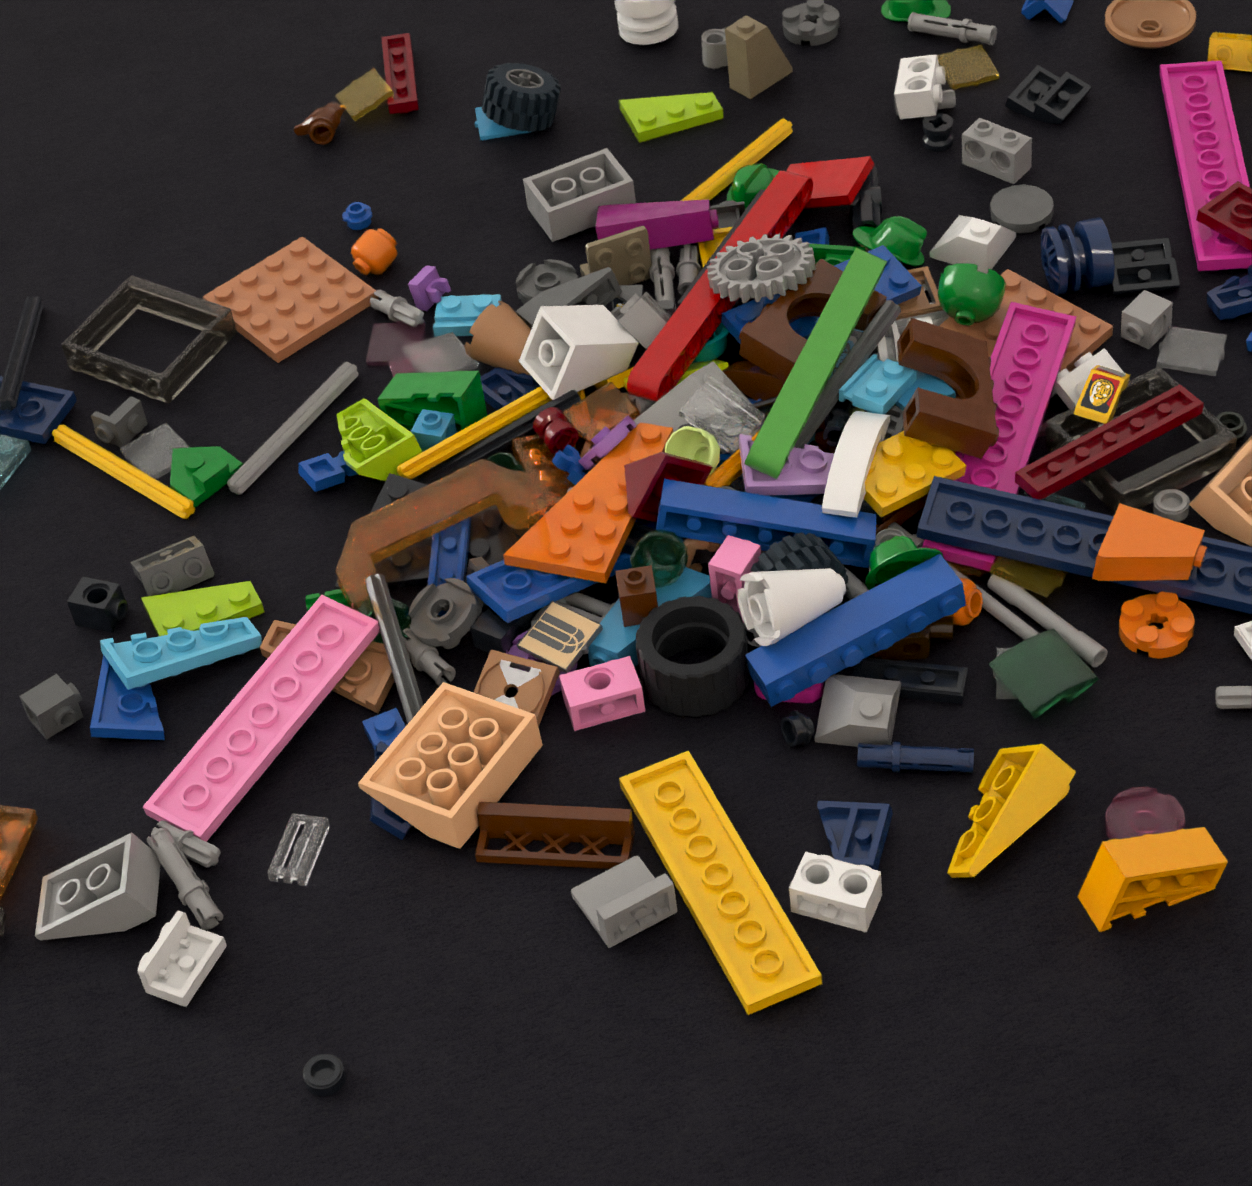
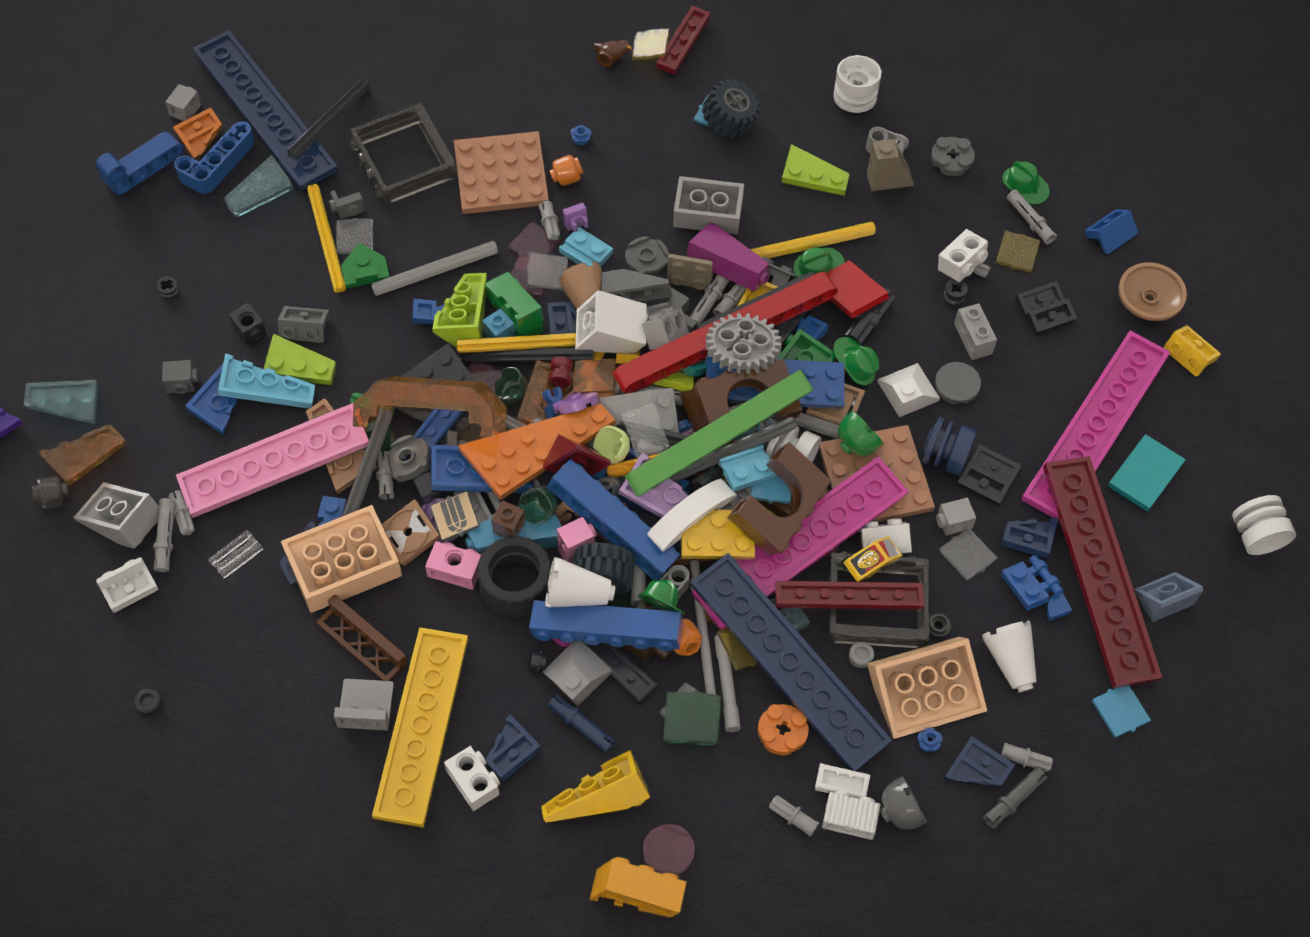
camera: 25 degrees right, 15 degrees up
(1148, 548) = (805, 683): orange slope -> none

